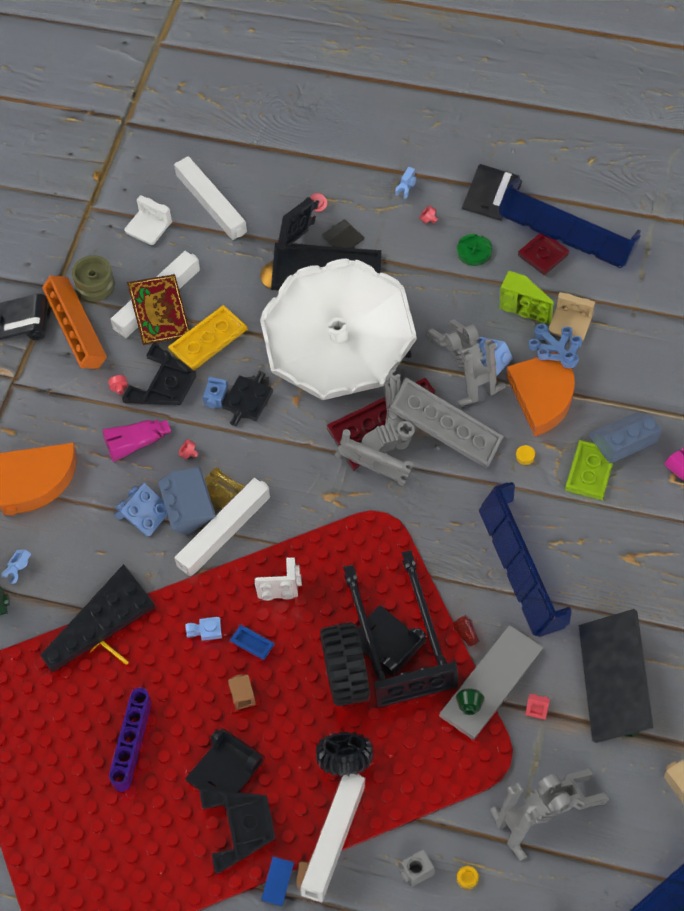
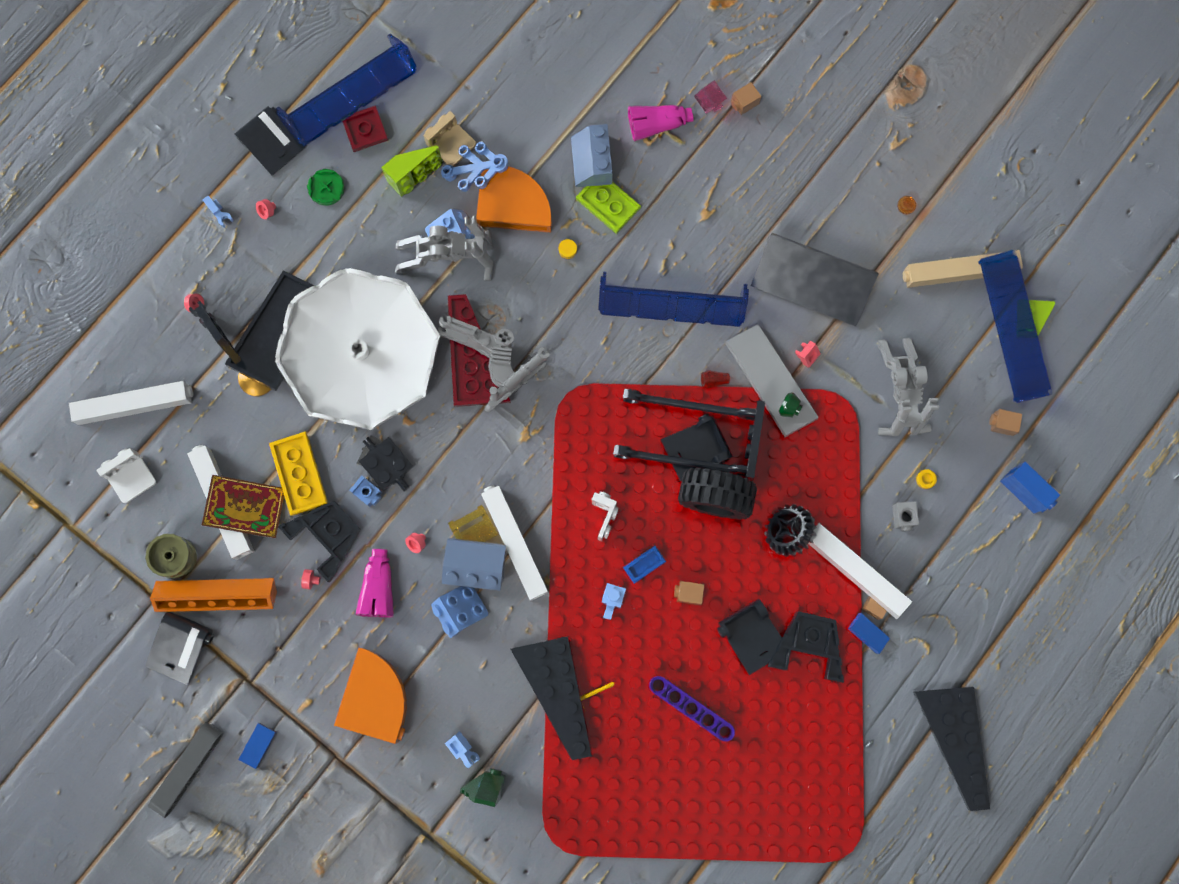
camera: 70 degrees left, 20 degrees up
(343, 235) = (245, 297): clear smoke piece -> none
(446, 423) = (509, 300): light grey tile -> none

